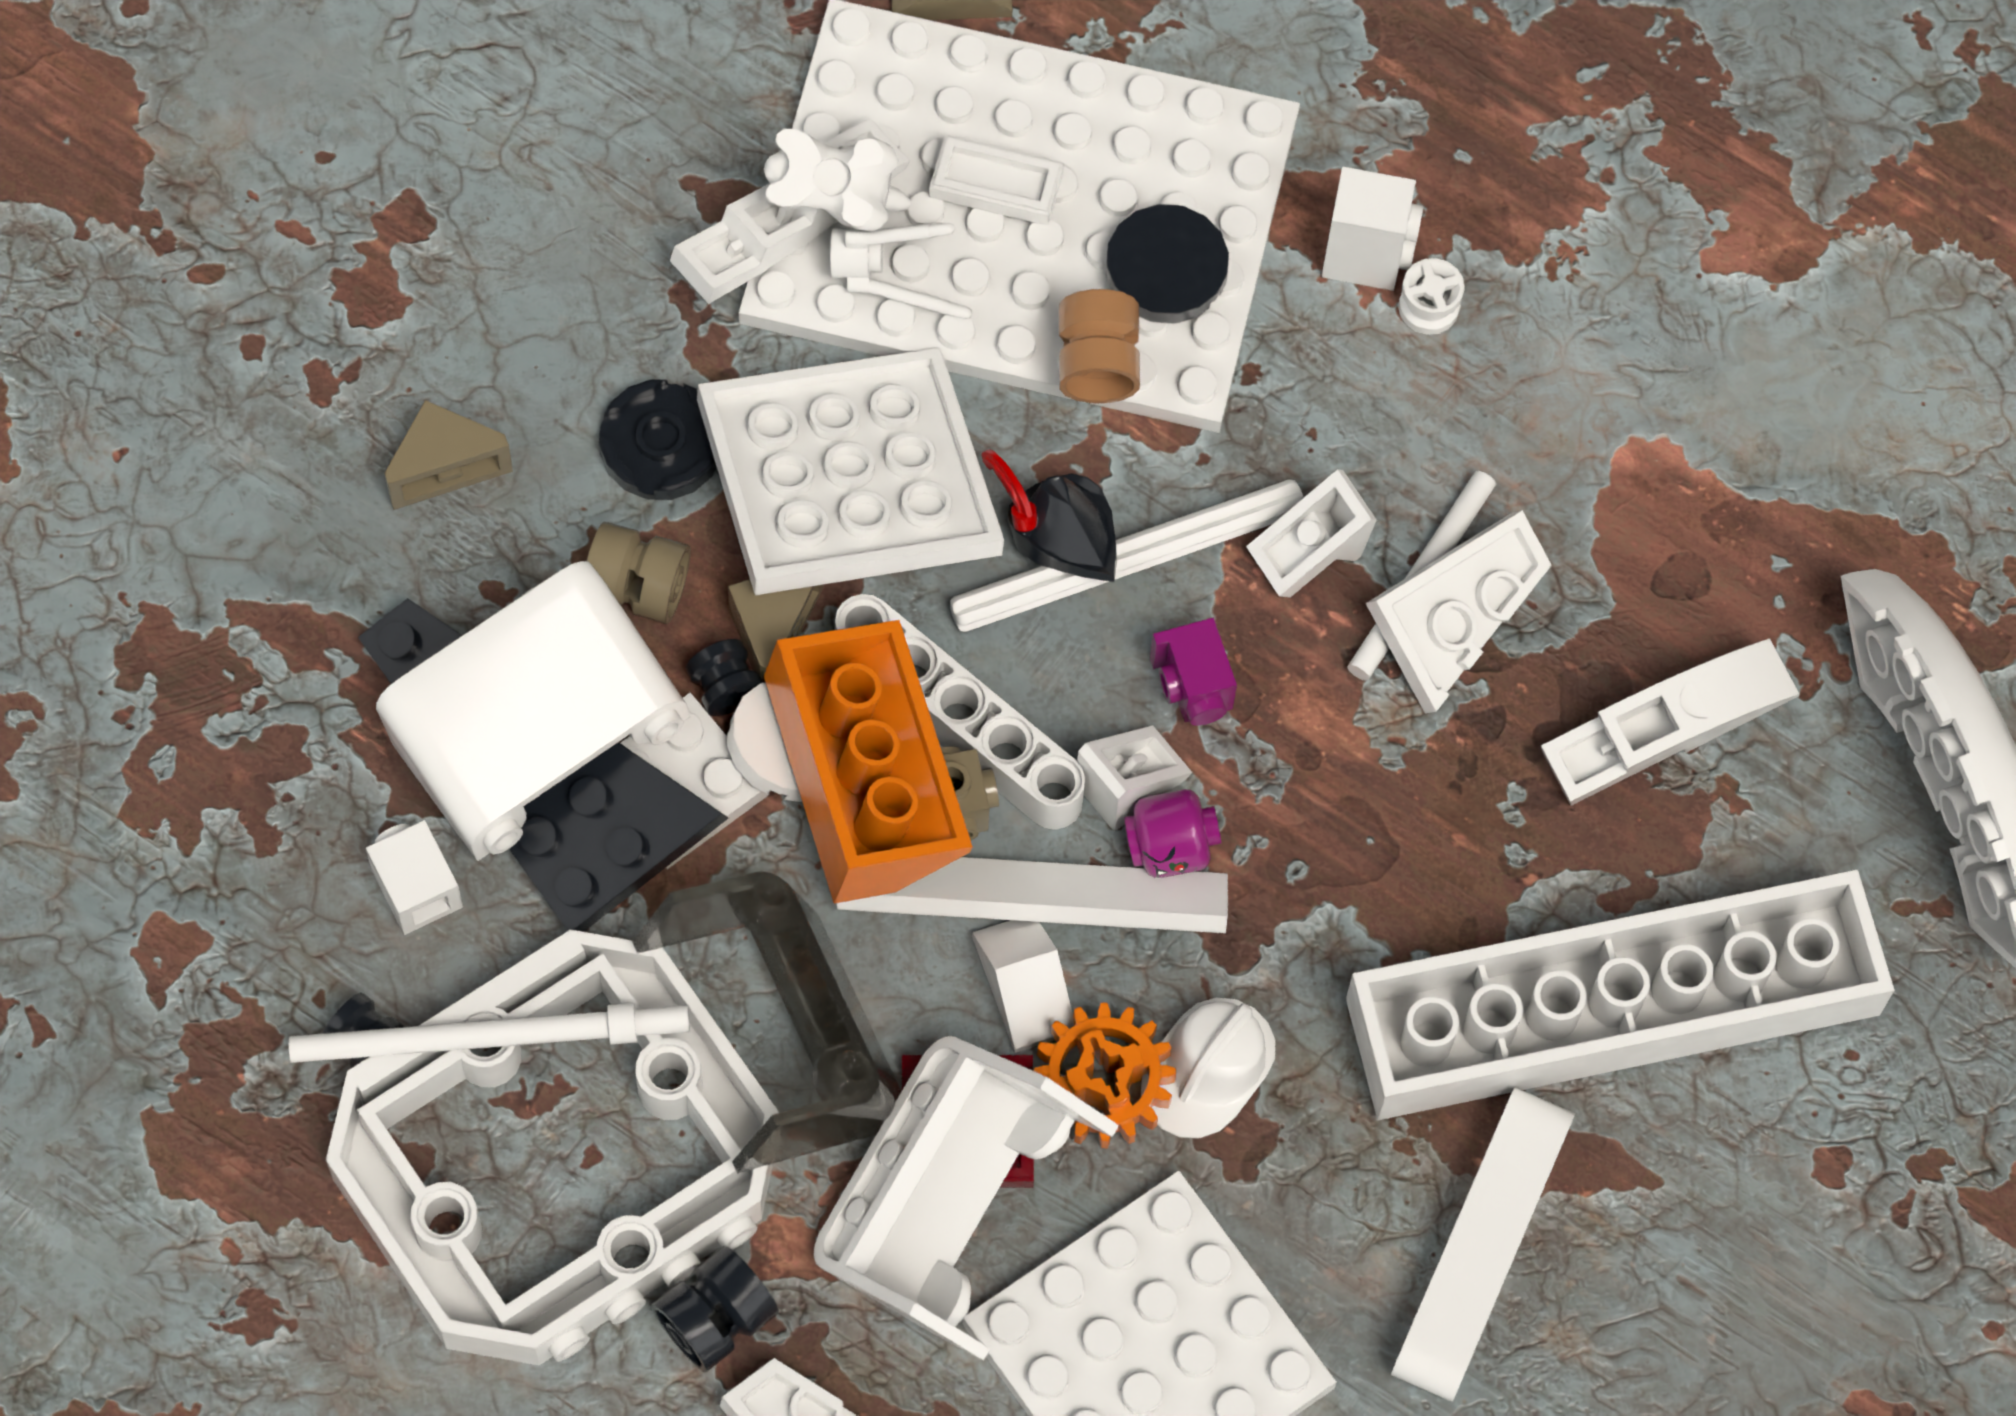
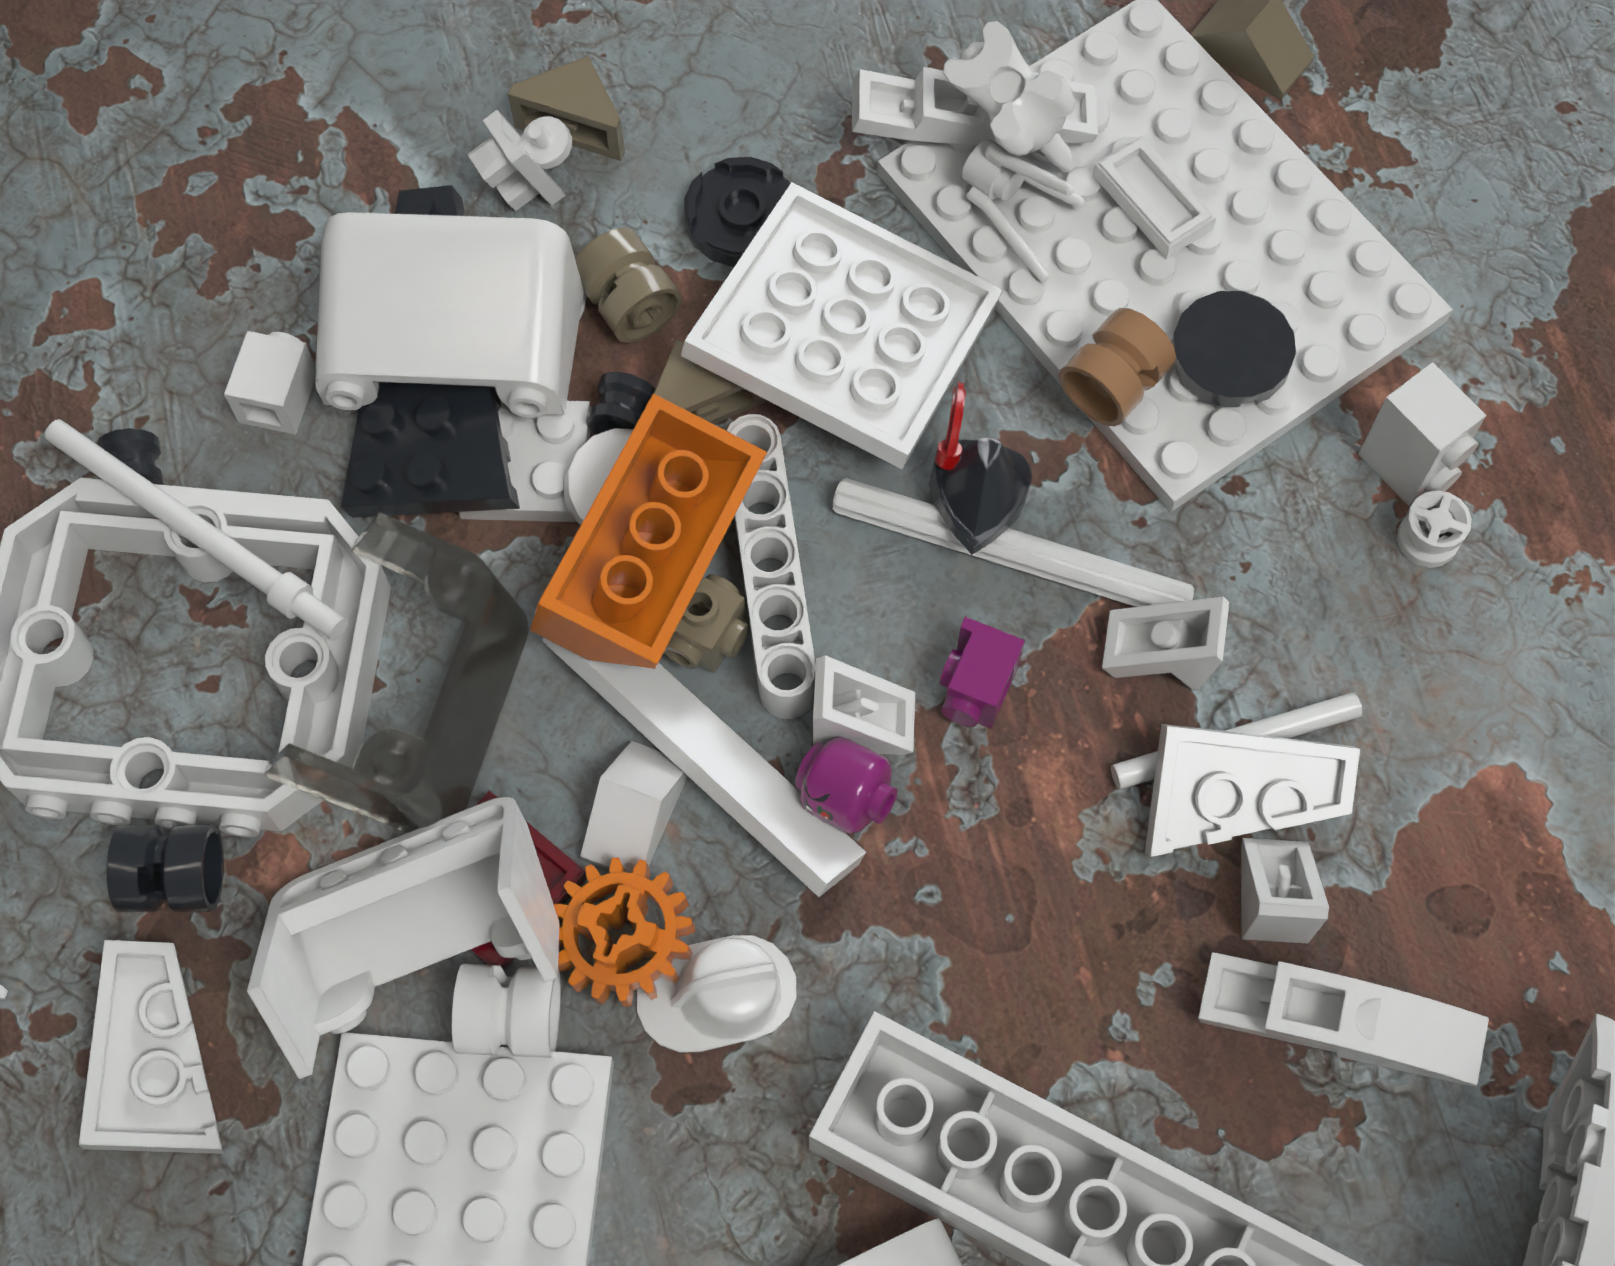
camera: 45 degrees right, 0 degrees up
(456, 527) = (518, 161): none -> white hips
(1082, 1193) = (505, 1011): none -> white wheel
(1550, 662) = (1280, 891): none -> white slope

